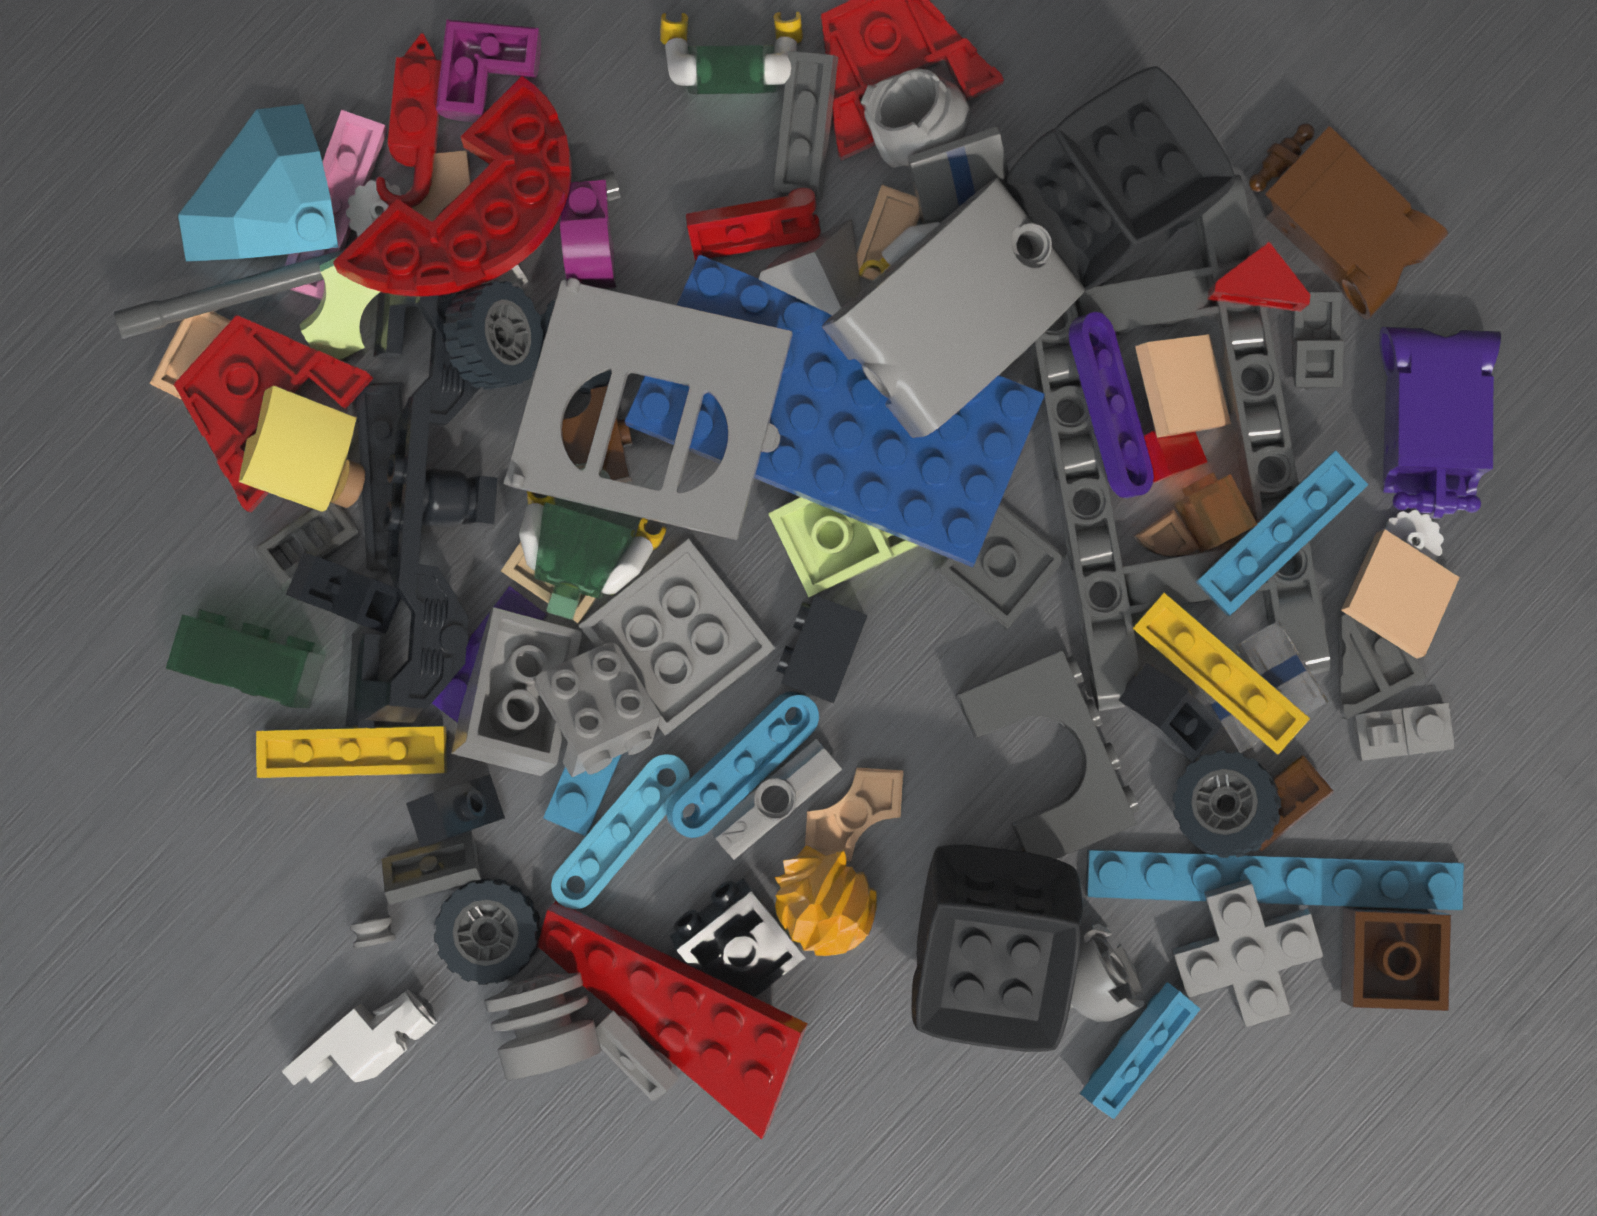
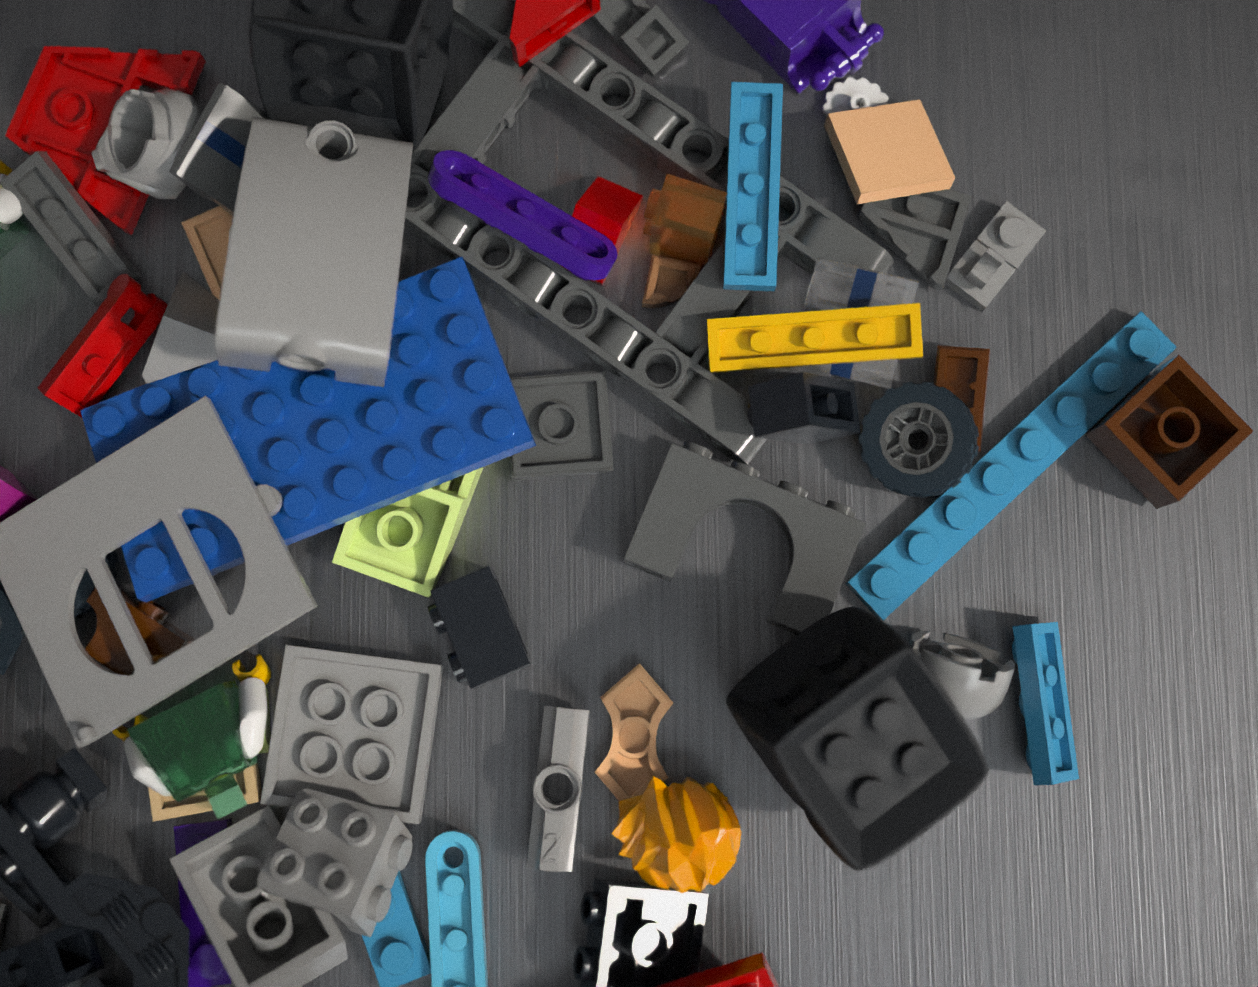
camera: 45 degrees left, 5 degrees down
(742, 764) = (504, 787): dark azure plate -> none
(1182, 385) = (564, 151): light nougat tile -> none
(1247, 952) = (1050, 541): light grey plate -> none

